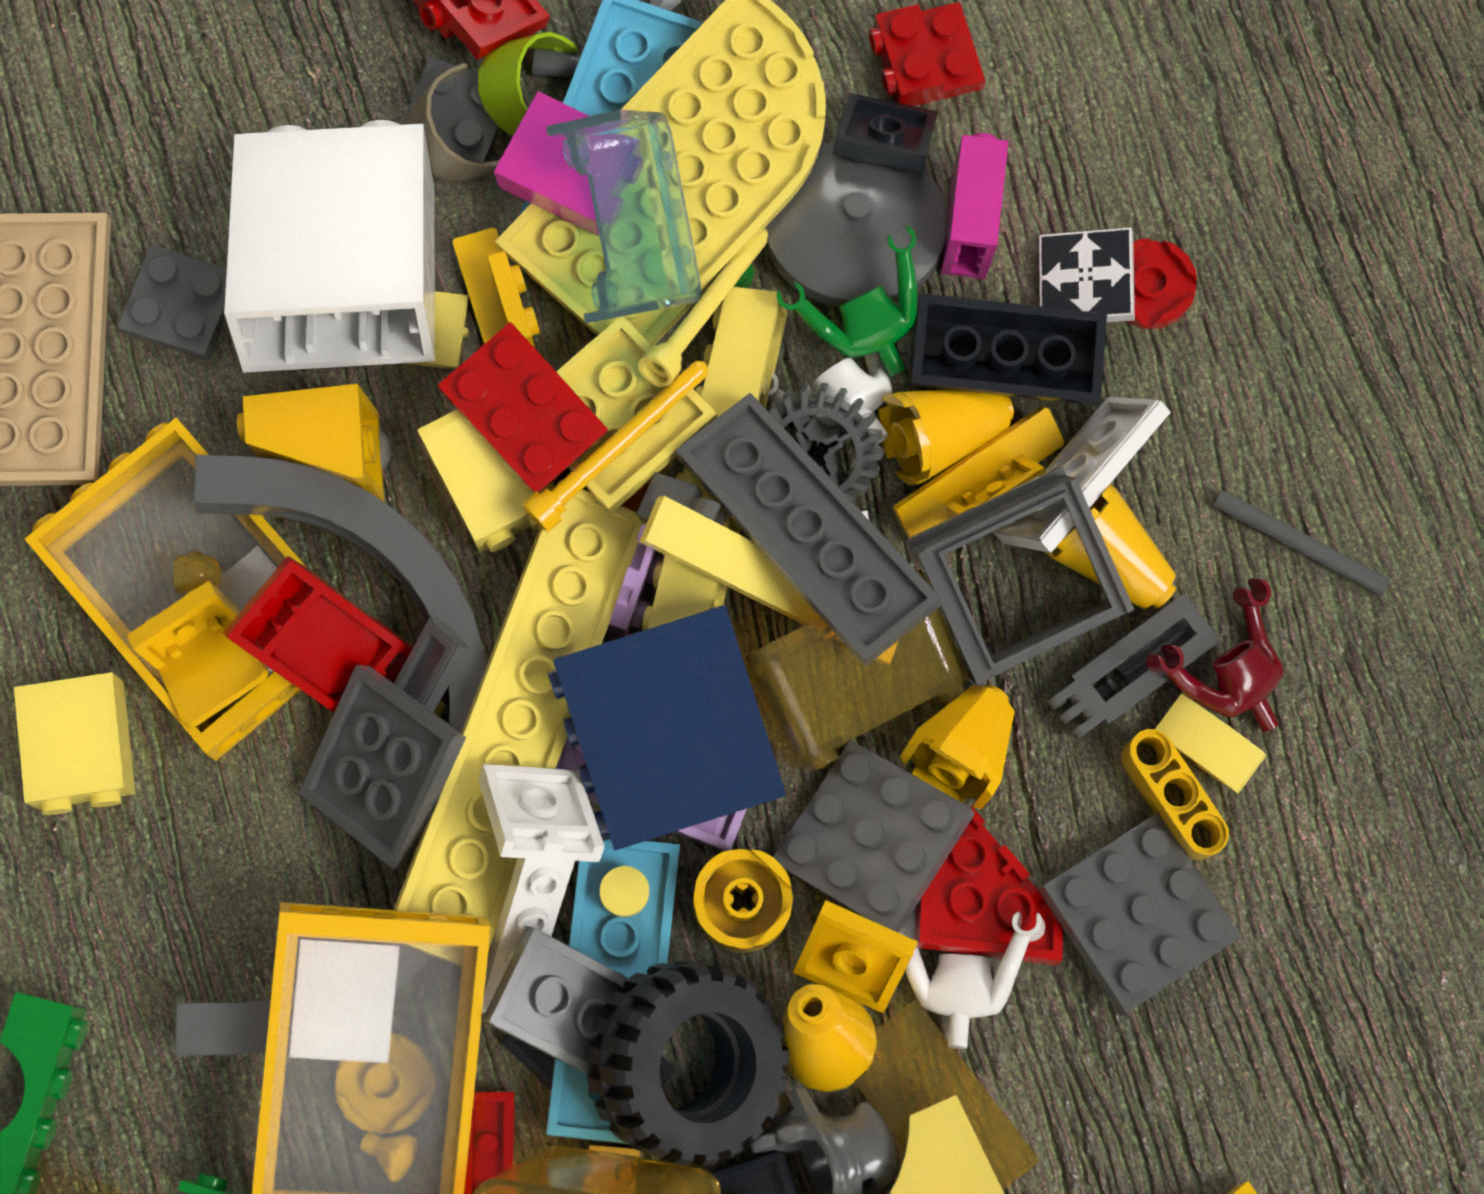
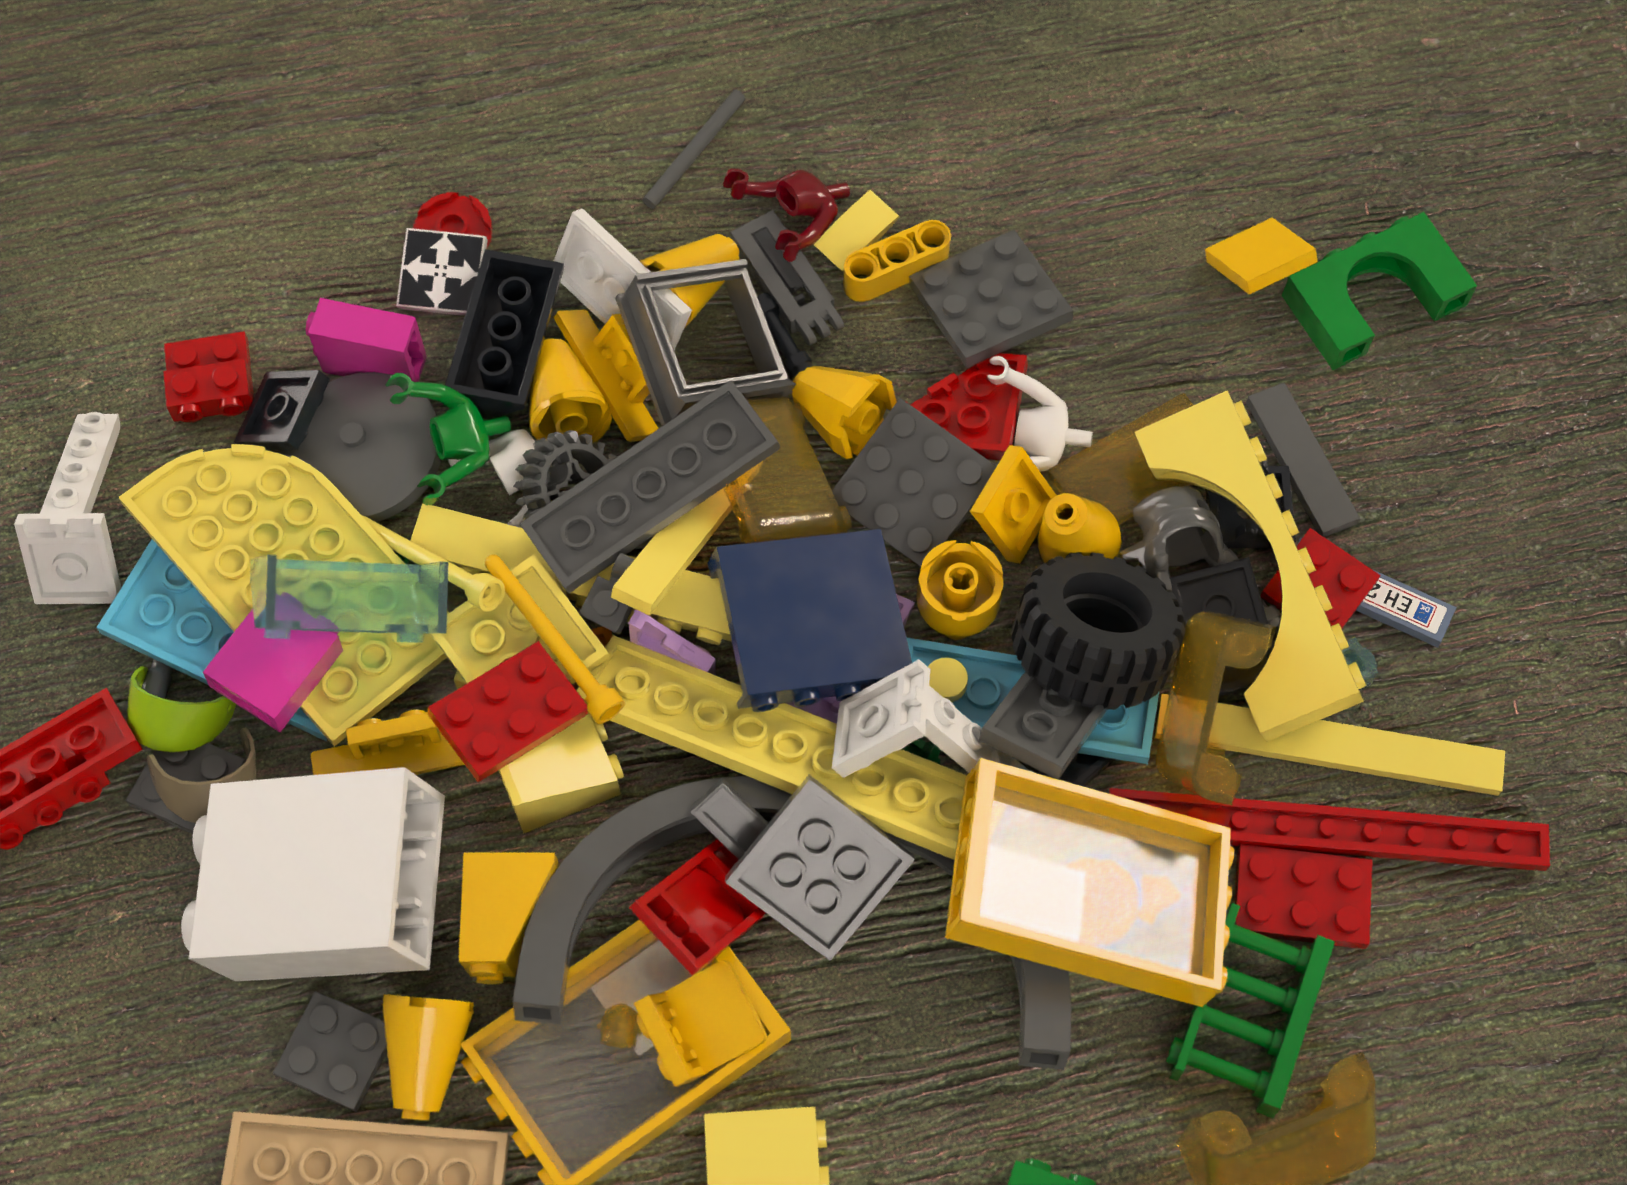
camera: 80 degrees left, 10 degrees down
(179, 381) = (423, 1049): none -> yellow cone
(1086, 648) = (795, 359): none -> black bar

